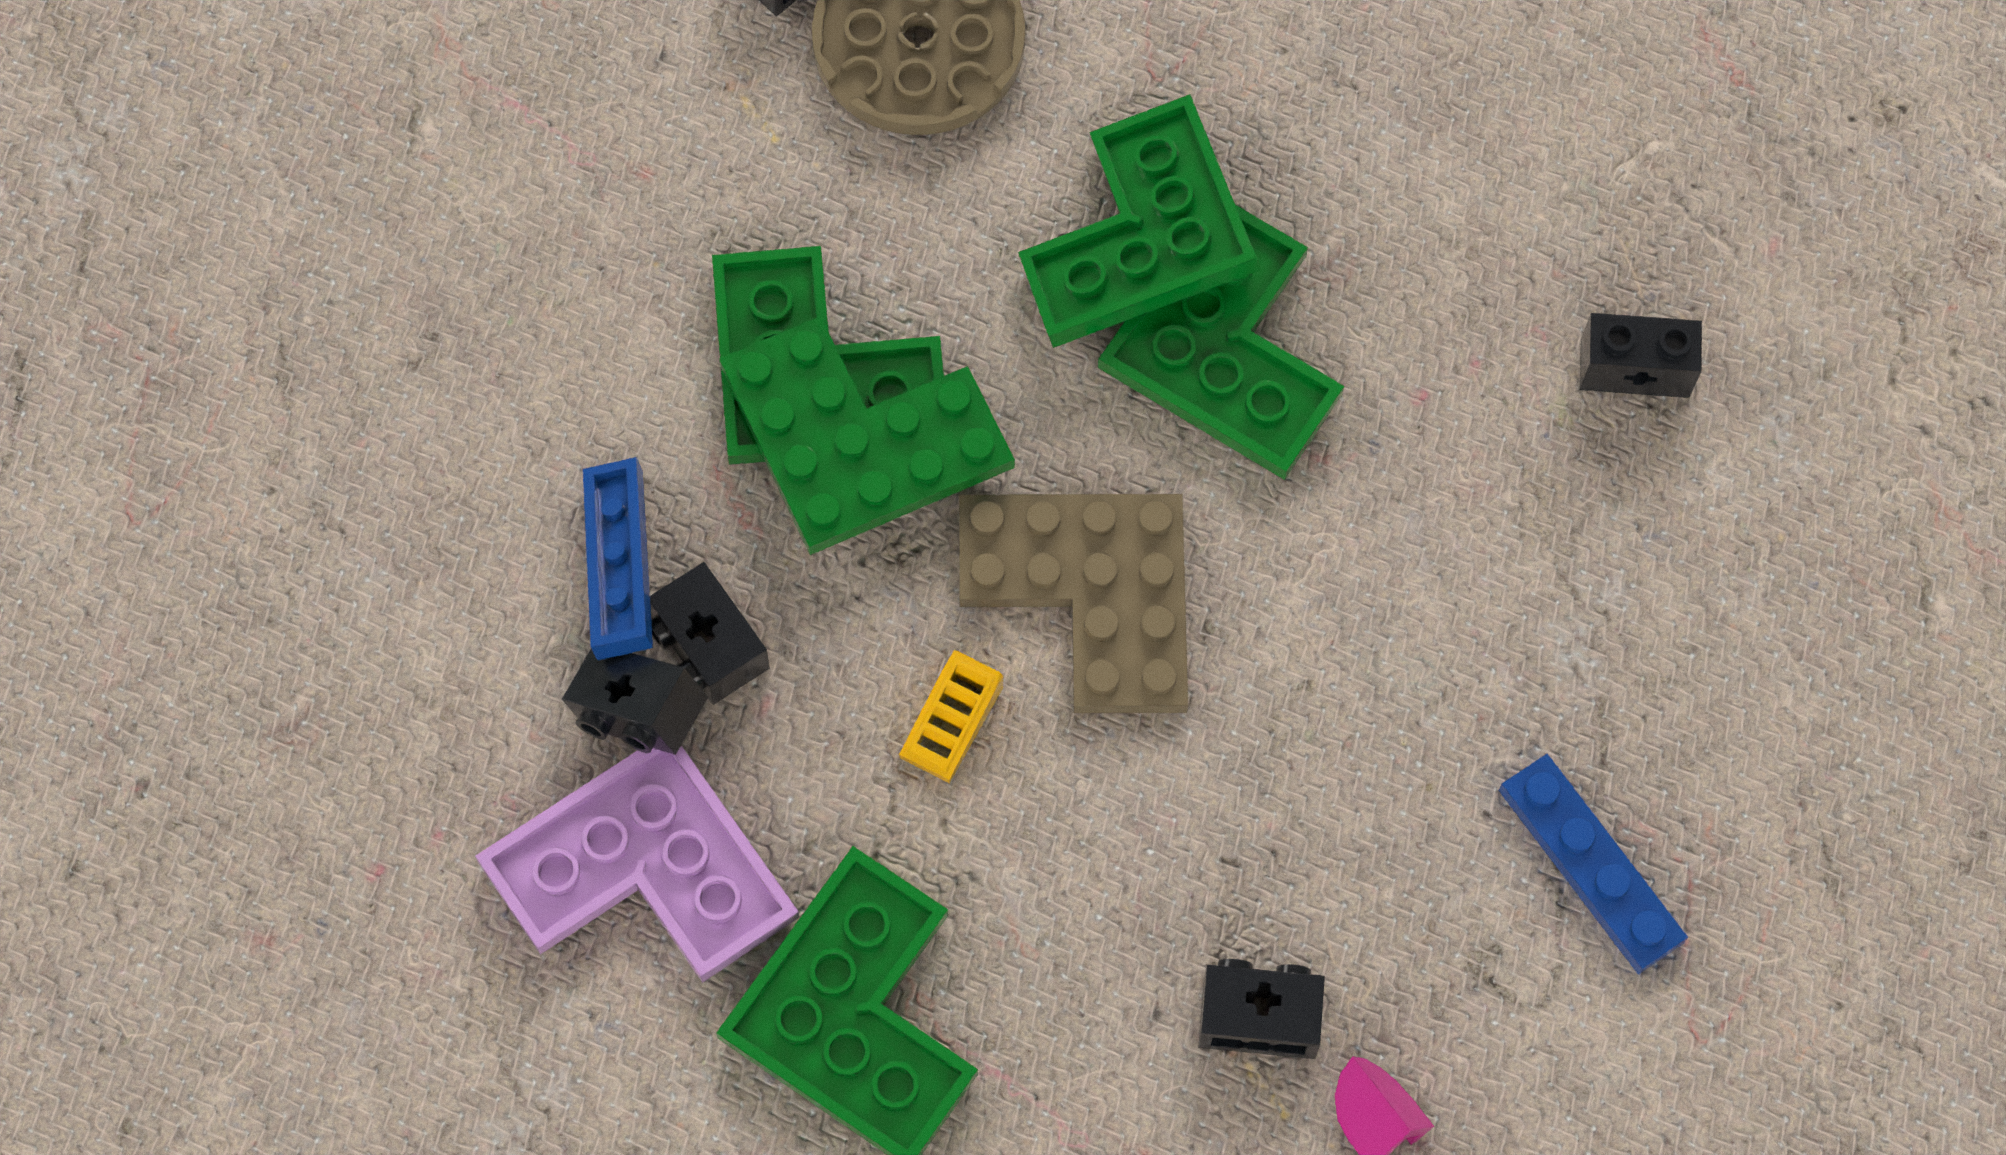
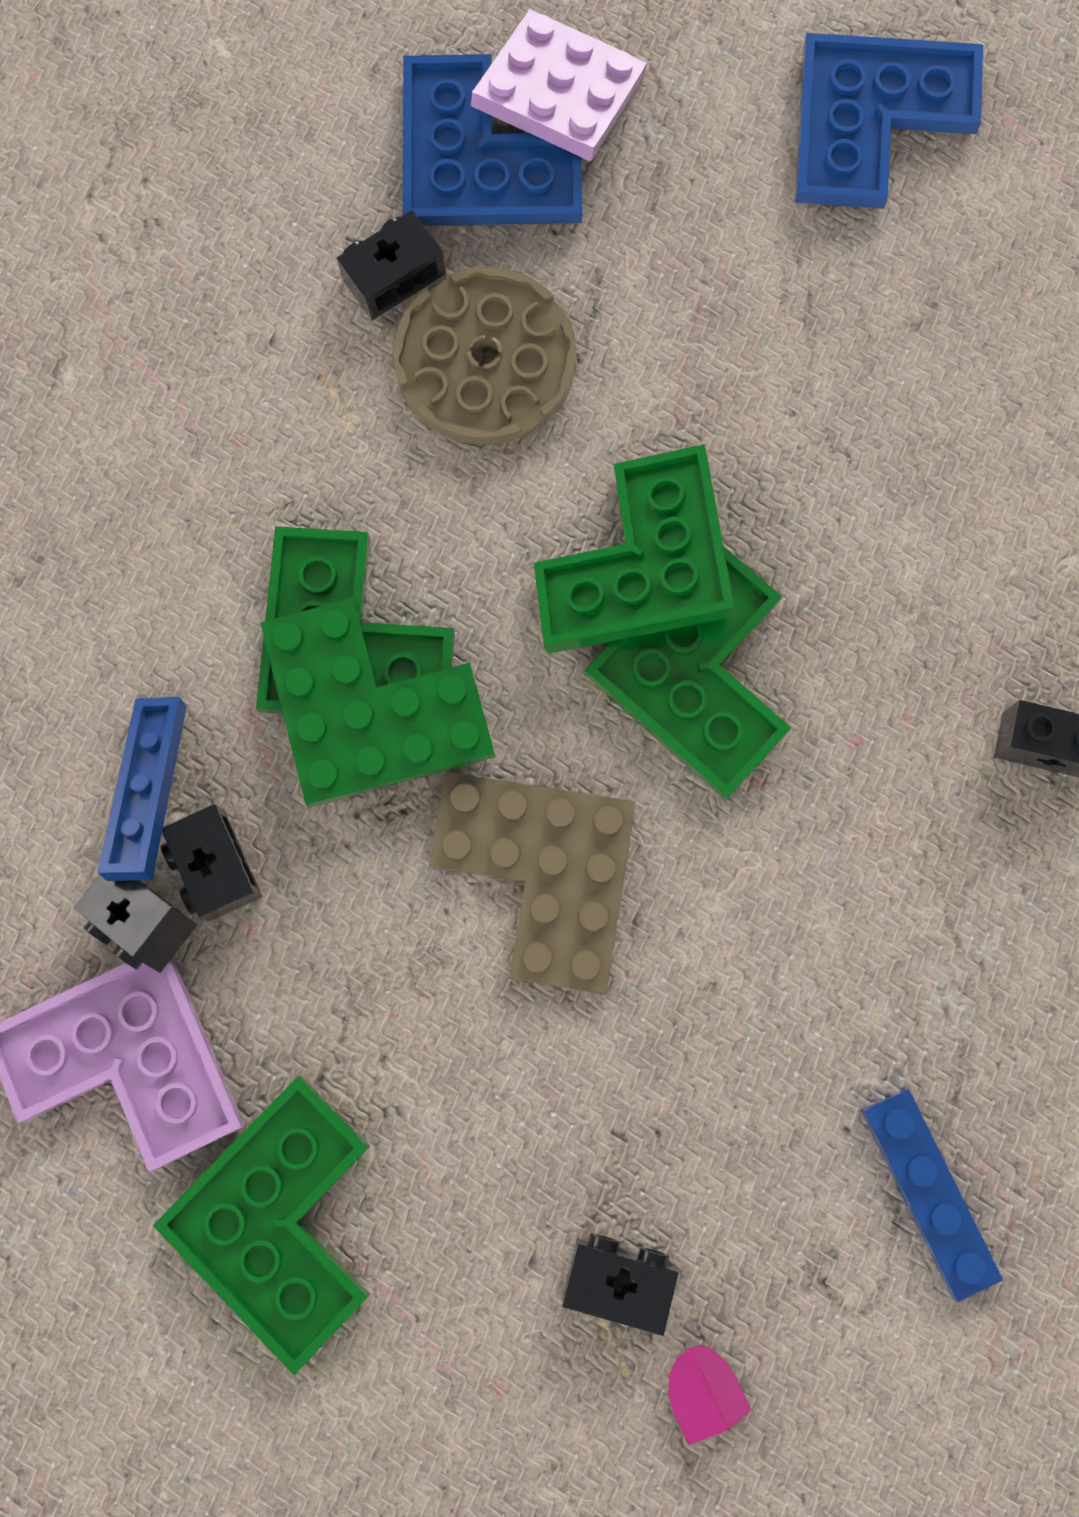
camera: 15 degrees right, 10 degrees up
(973, 673) = (389, 959): yellow slope -> none

